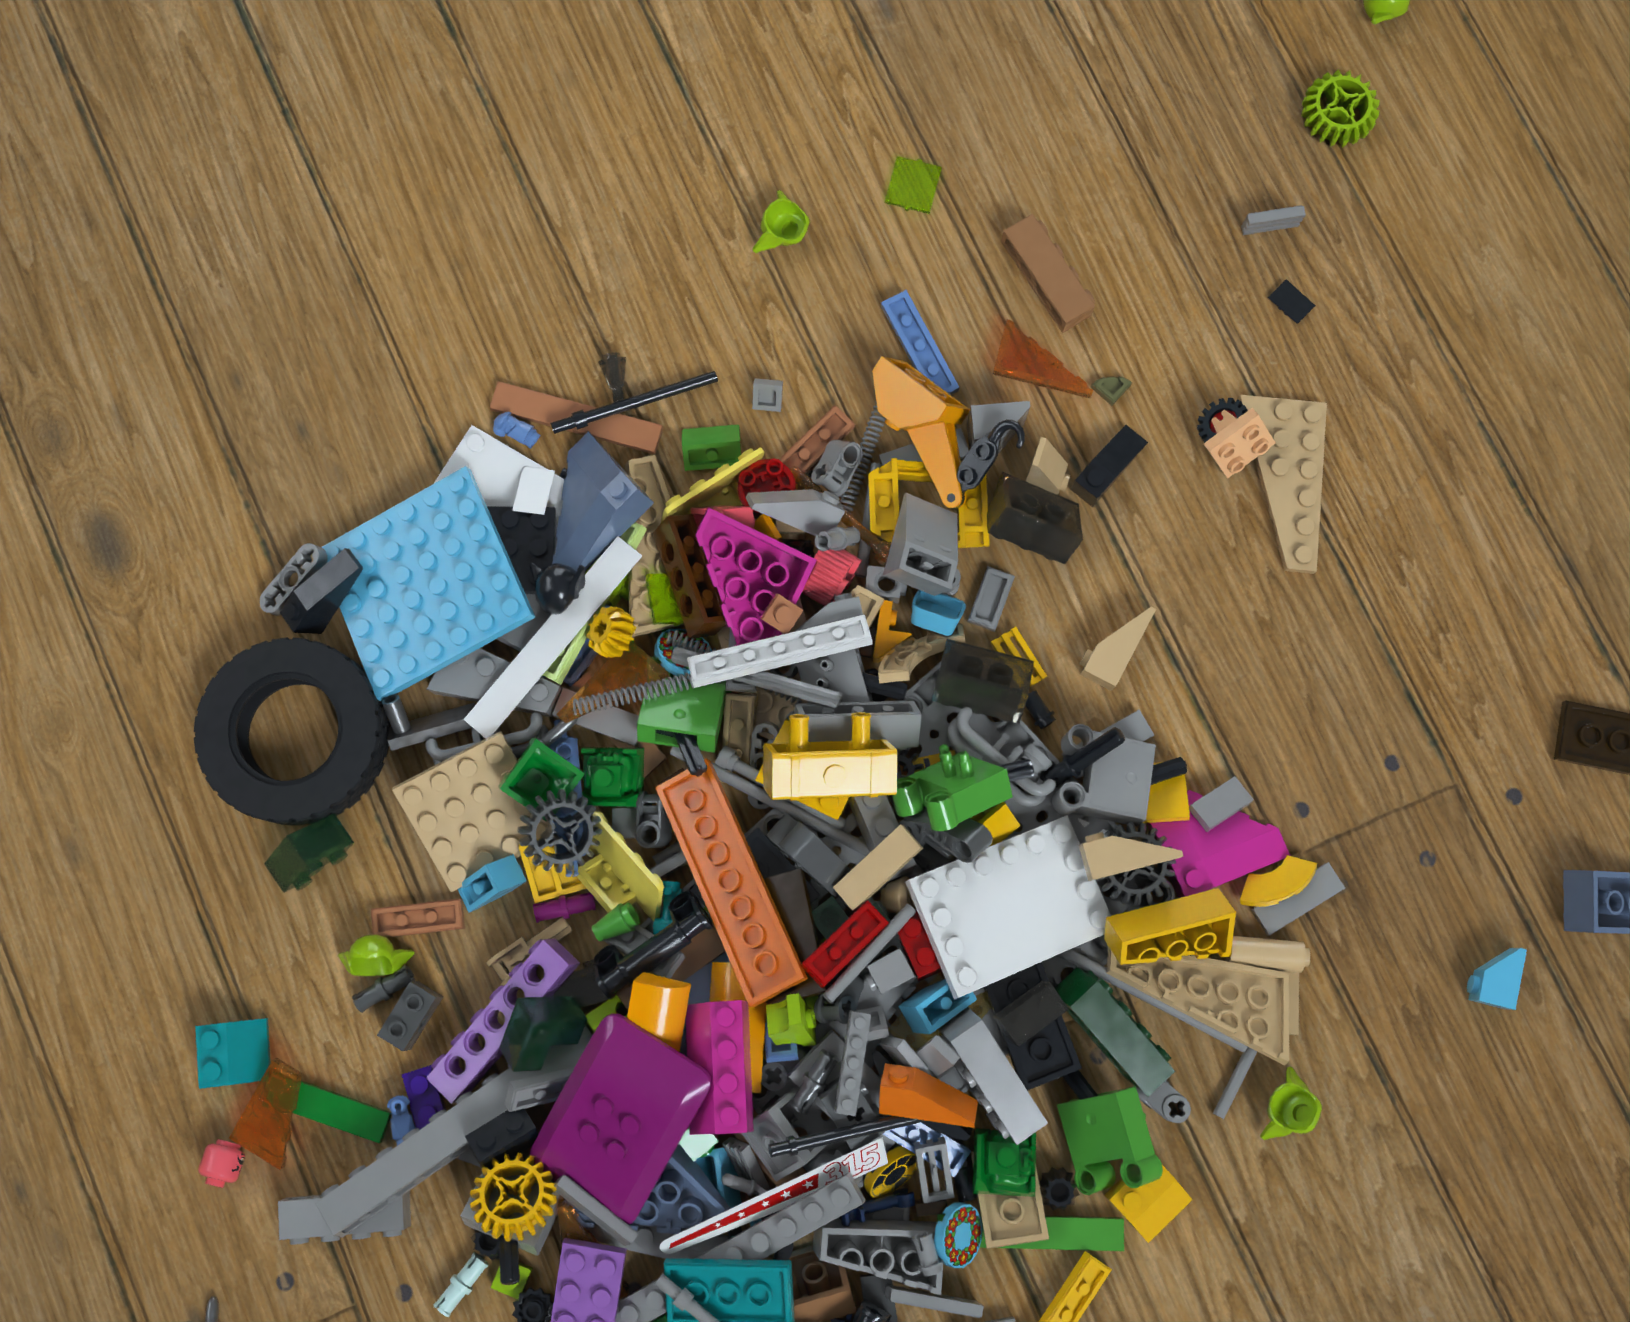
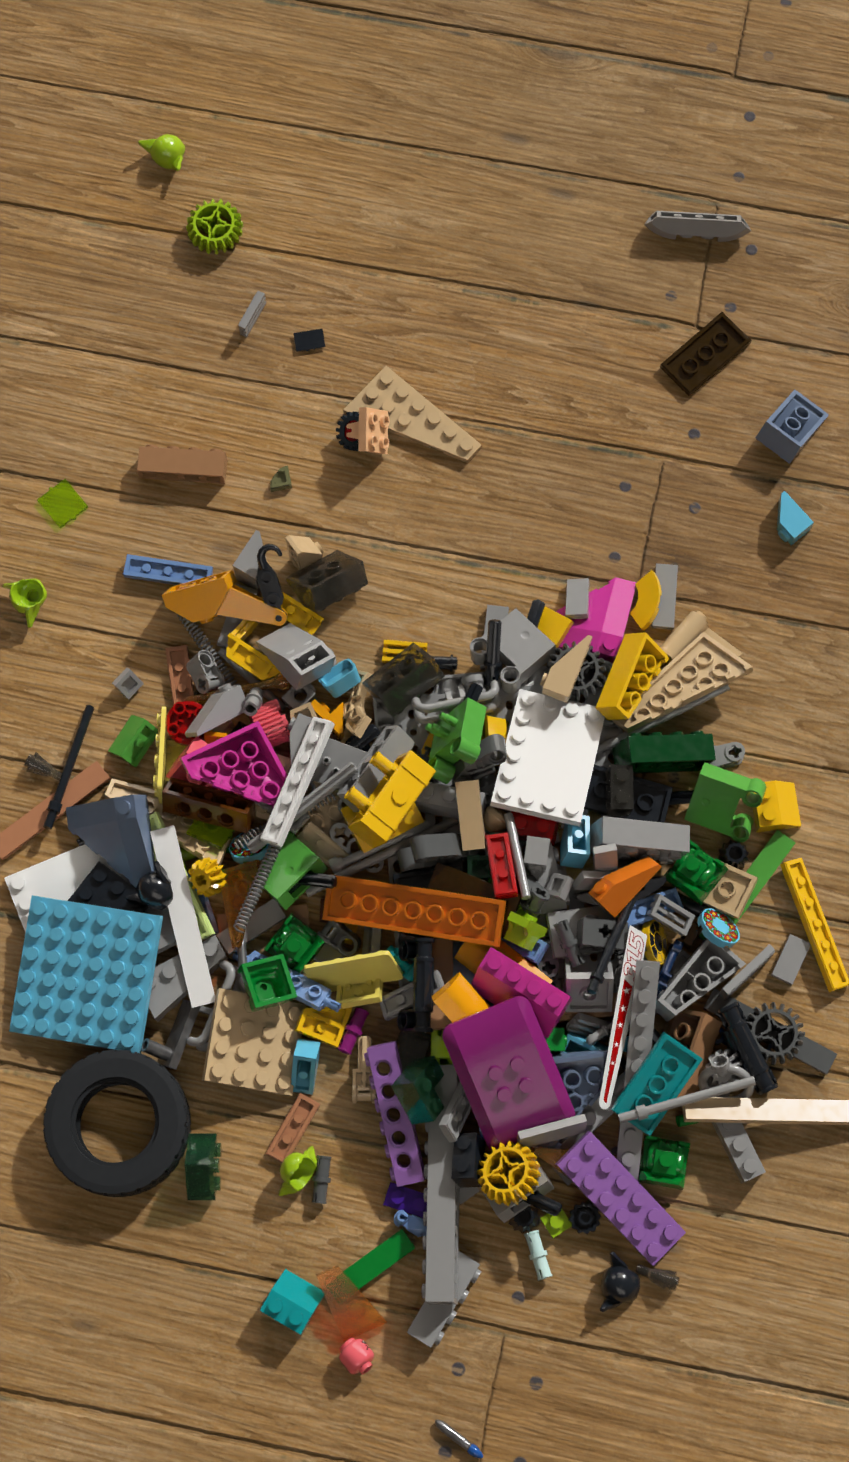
camera: 55 degrees left, 5 degrees down
(281, 582) = (26, 1074): light grey beam -> none
(320, 596) = (43, 1042): black slope -> none
(410, 1016) = (351, 1172): dark grey brick -> none
(516, 429) = (28, 852): medium blue arm -> none
(533, 490) = (78, 866): white sticker -> none
(547, 838) = (324, 989): dark grey gear -> none
(616, 922) = (388, 999): bright green cone -> none
(781, 614) = (275, 764): nougat plate -> none
(852, 1063) = (574, 909): light grey piece -> none
(927, 1254) = (716, 951): light grey pin -> none
(991, 599) = (355, 642): light grey tile -> none
(1027, 362) = (227, 516): clear orange wing -> none
(1108, 465) = (327, 516): black slope -> none
(1112, 654) = (444, 598): tan slope -> none
(1234, 1082) = (744, 708): light grey bar -> none
(1291, 1108) = (781, 687): lime piece -> none

